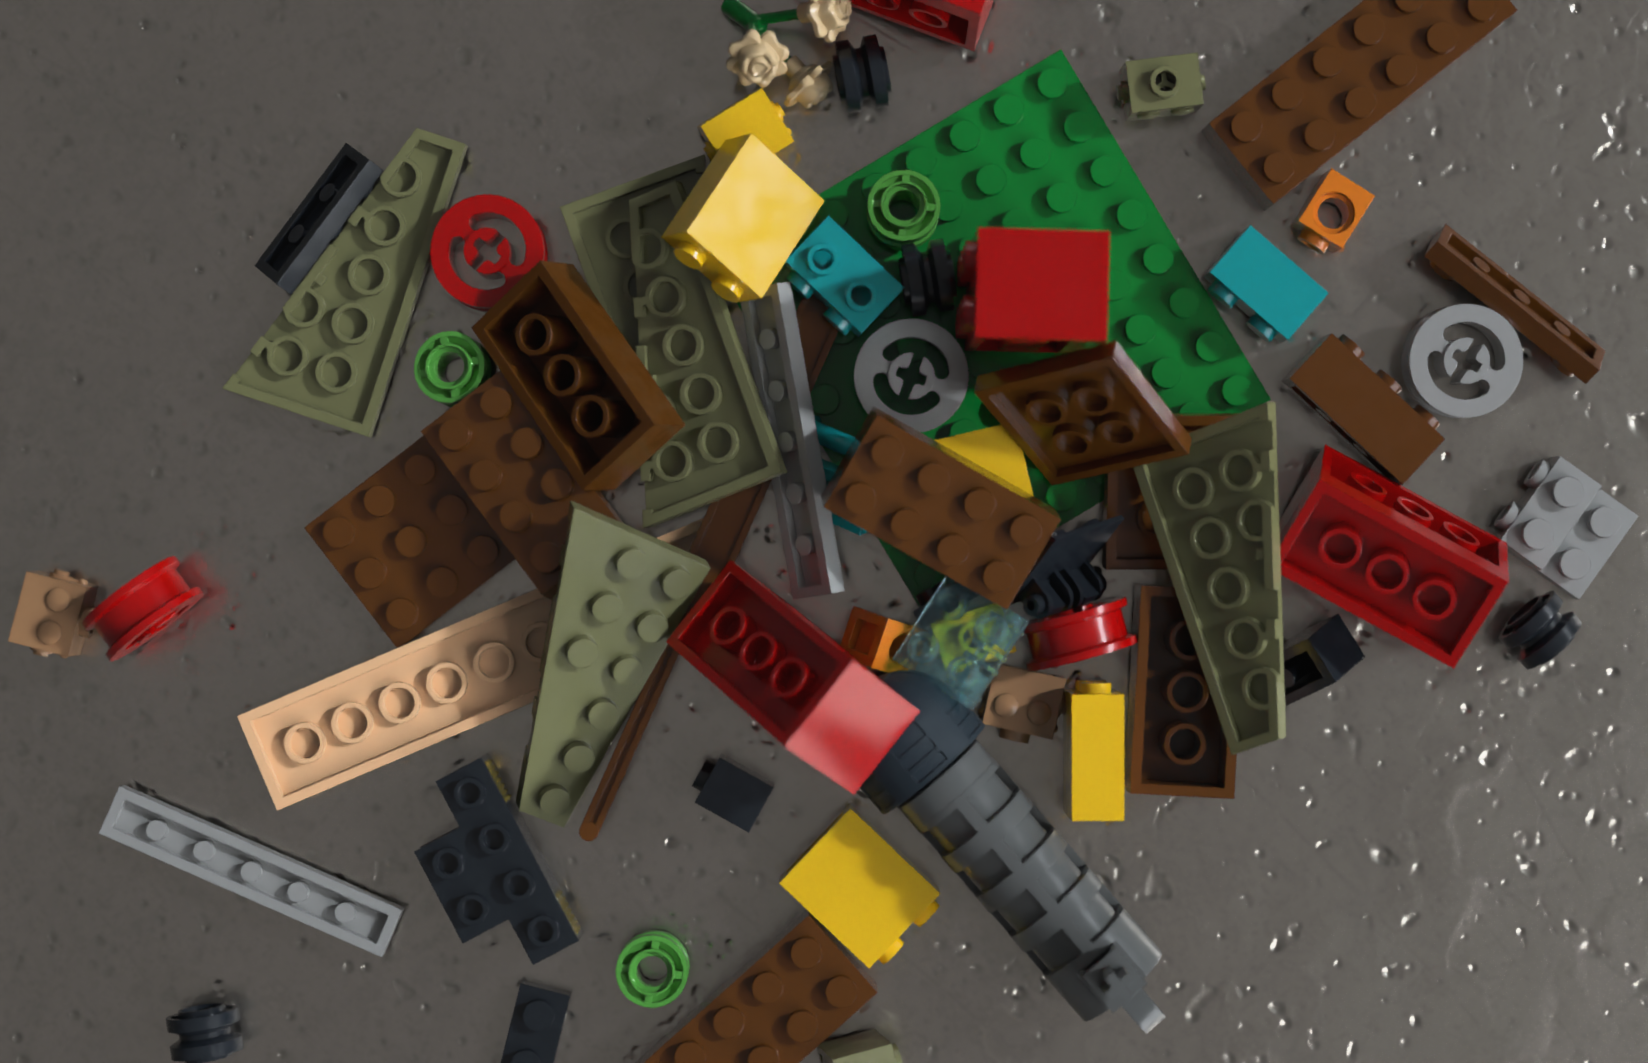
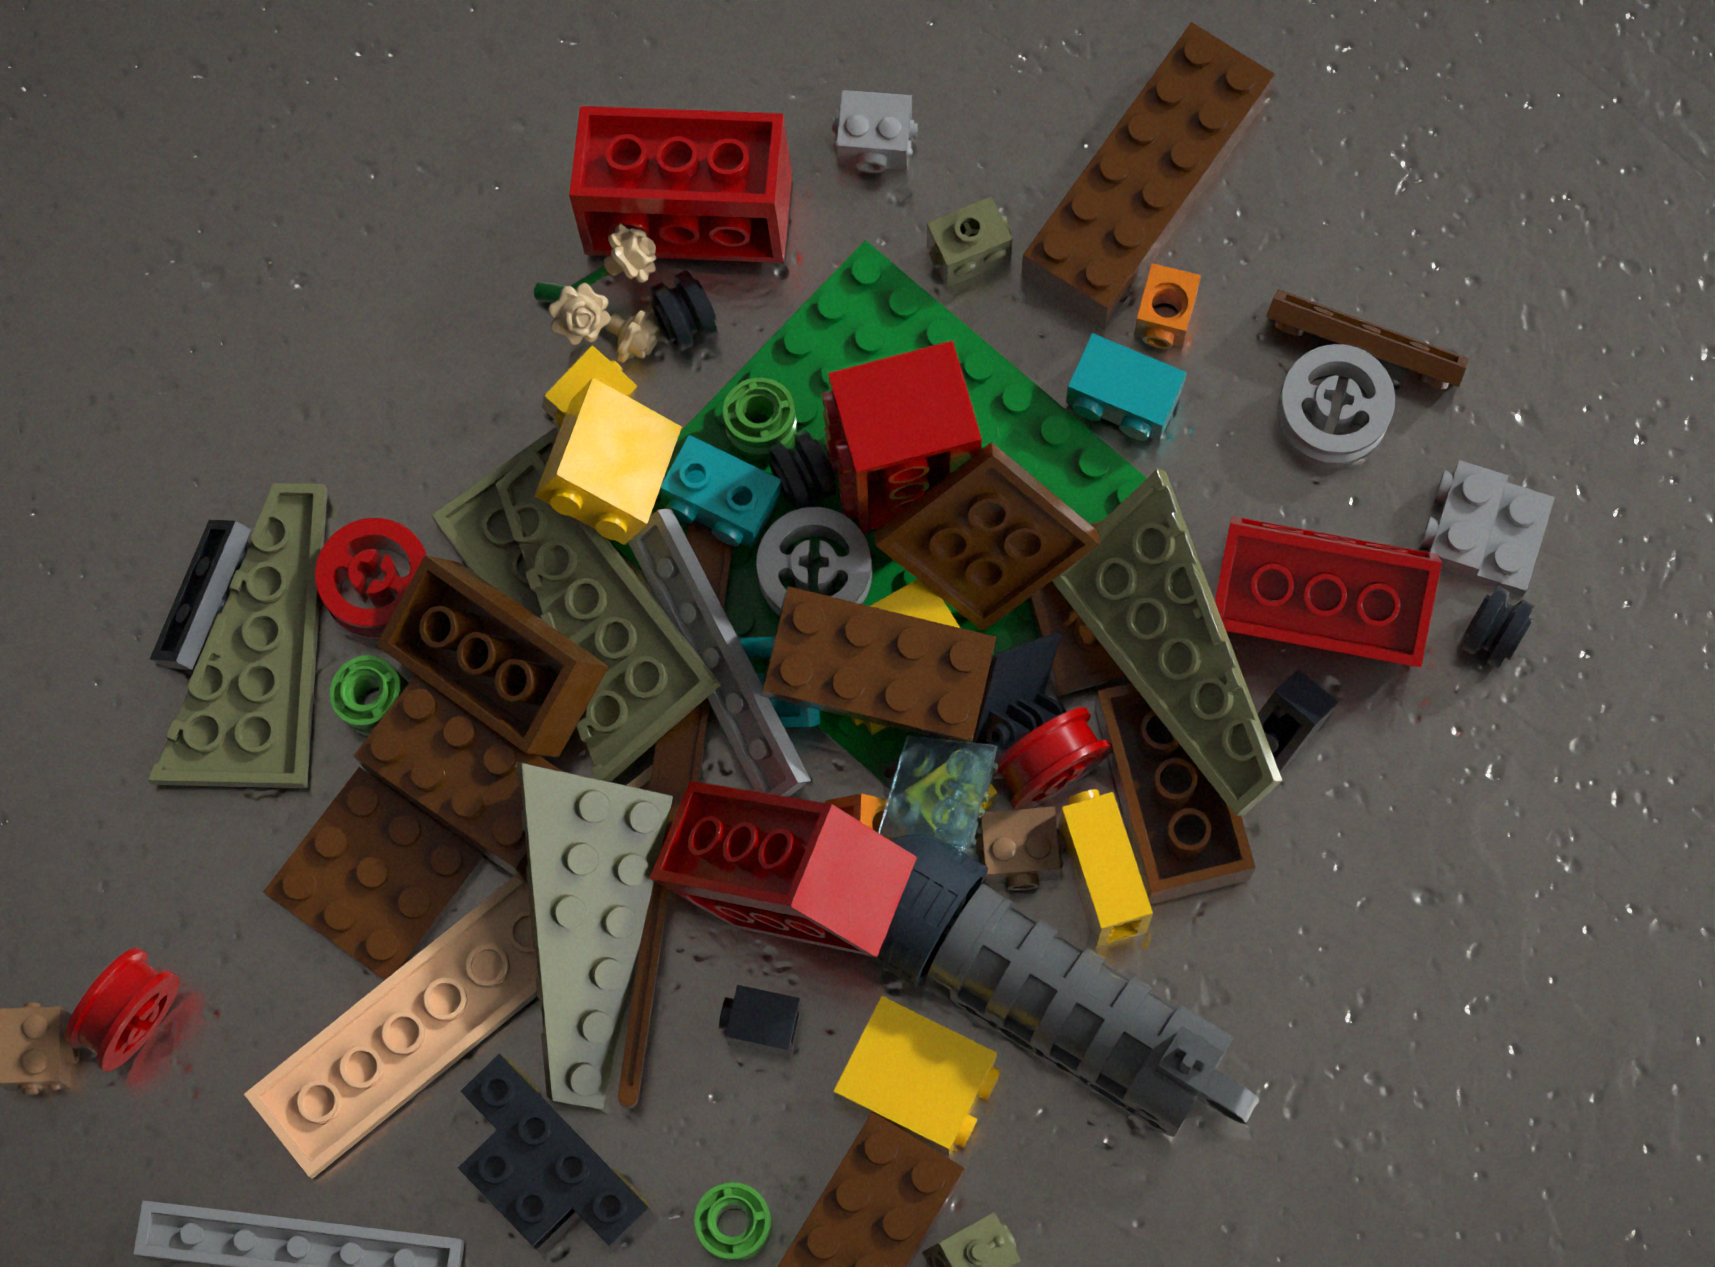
camera: 15 degrees left, 15 degrees down
(1365, 407) = (1257, 473): reddish brown brick -> none

